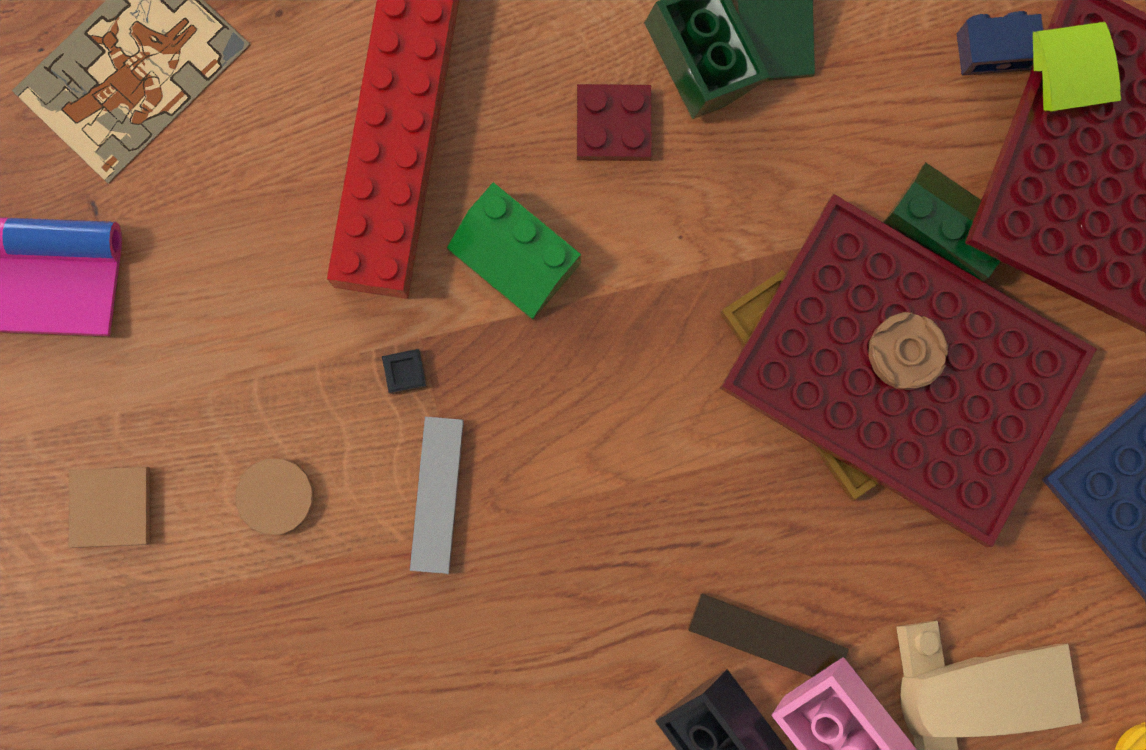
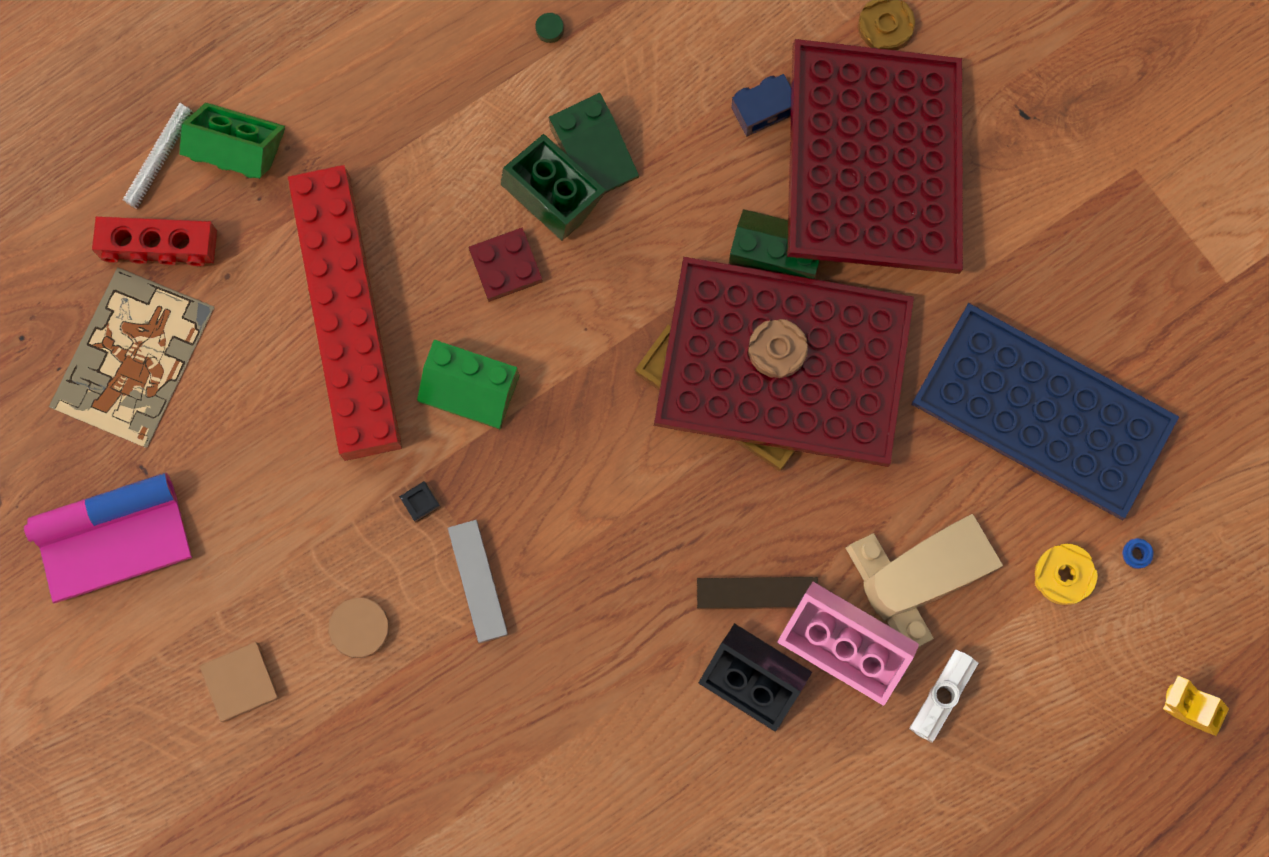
camera: 15 degrees left, 5 degrees down
(1076, 66) = (819, 103): lime slope -> none

